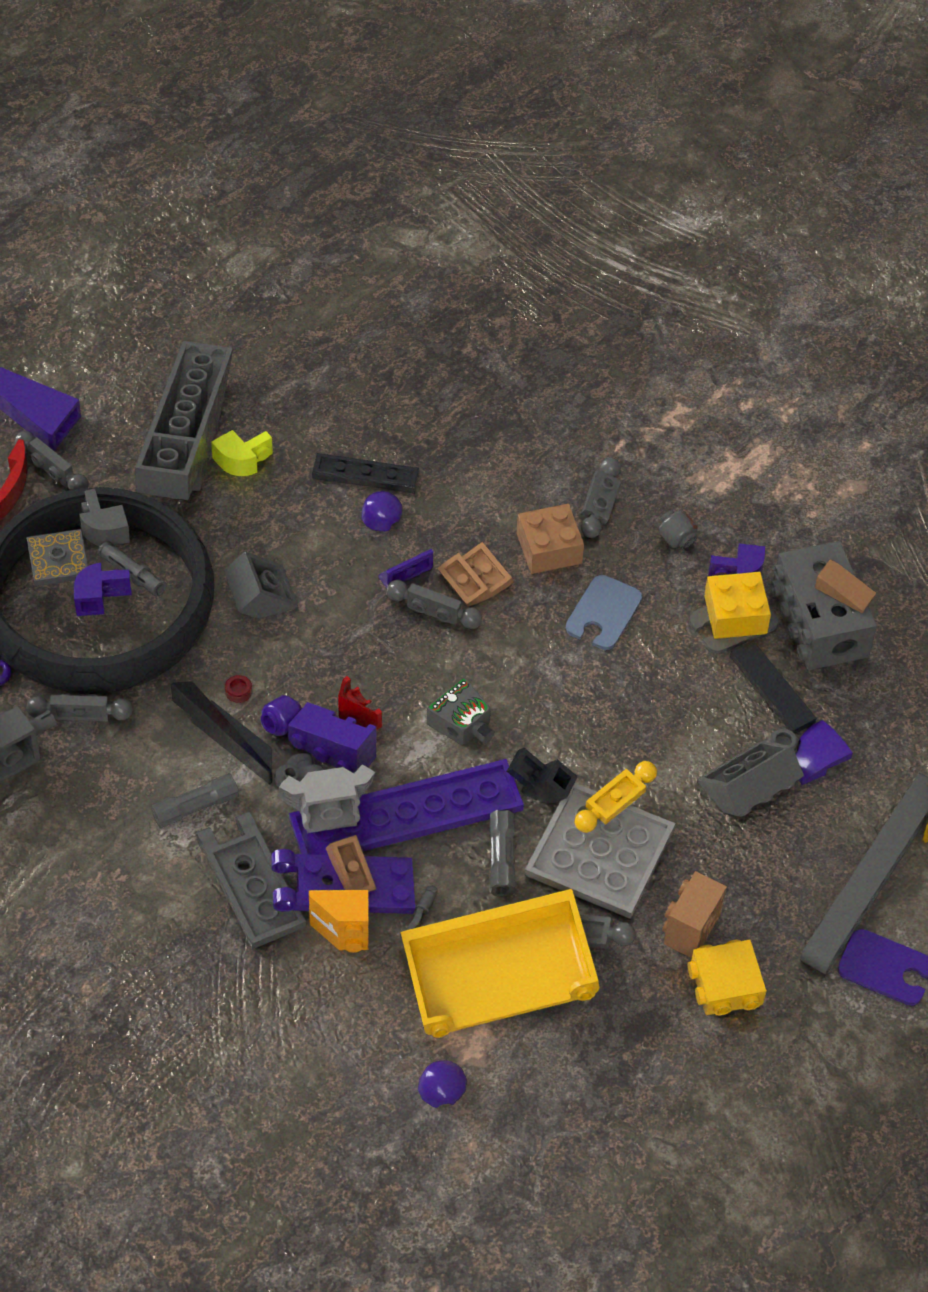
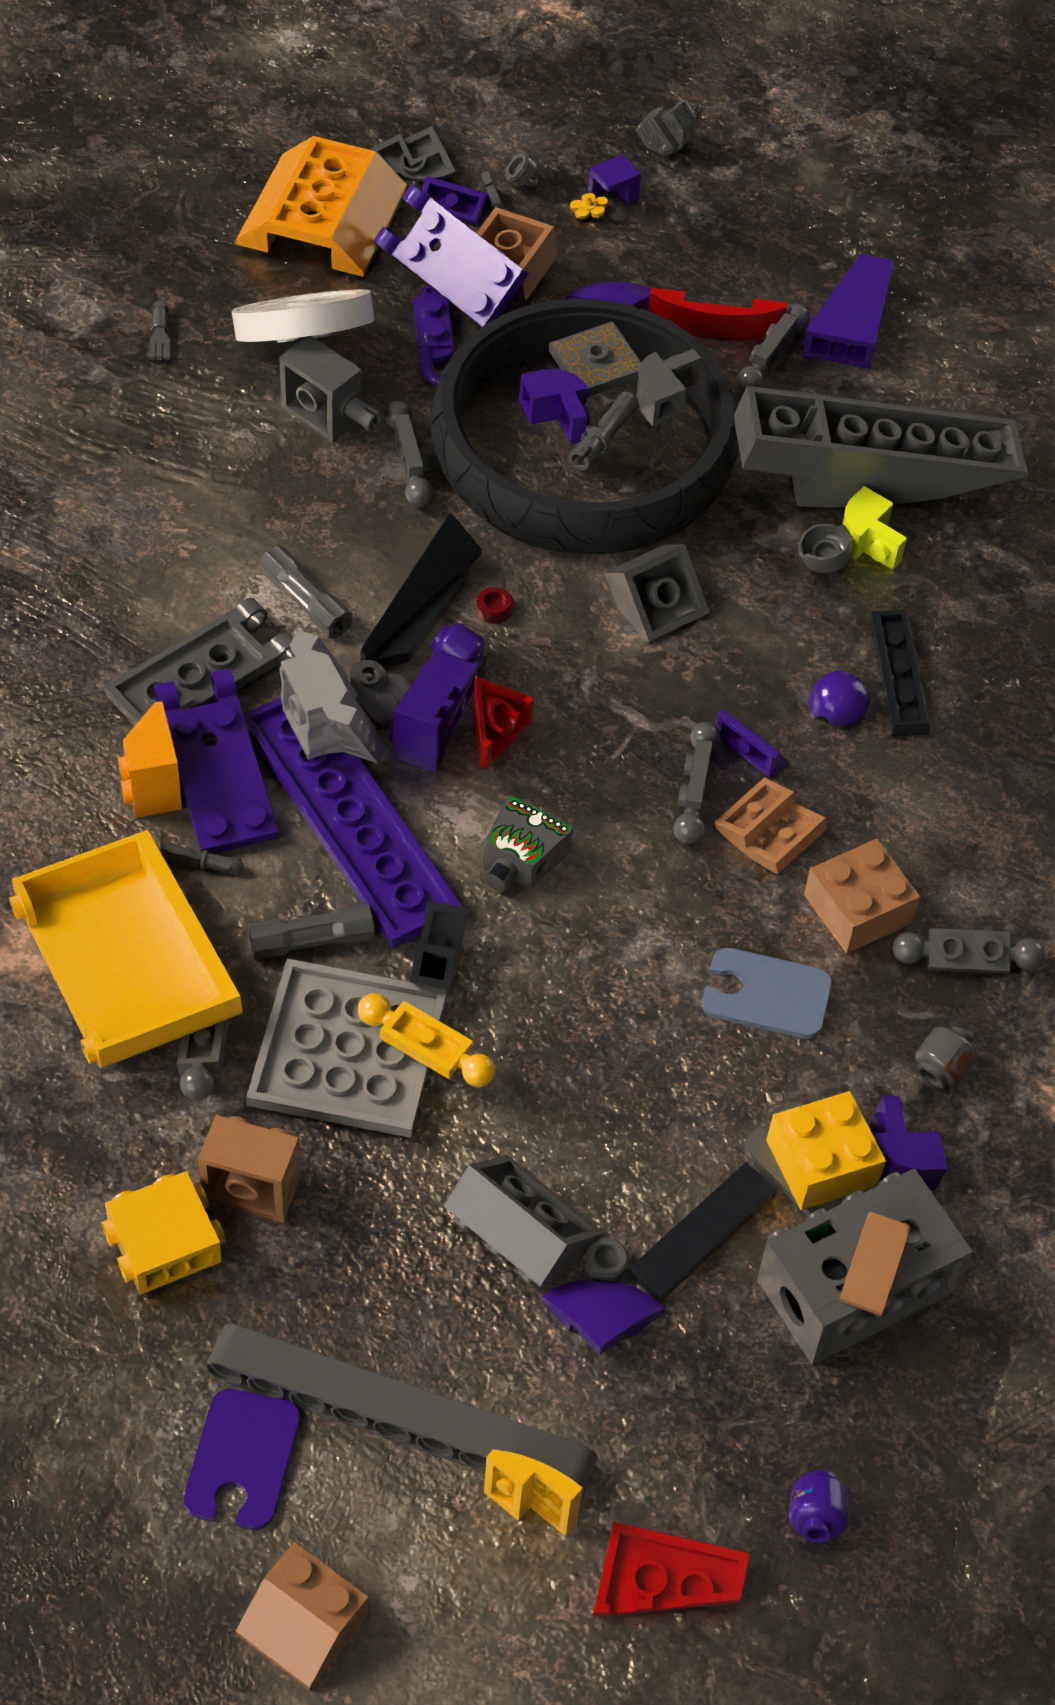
camera: 75 degrees right, 0 degrees up
(253, 480) = (826, 548): none -> dark grey hair
(350, 864) = (232, 757): medium nougat slope -> none

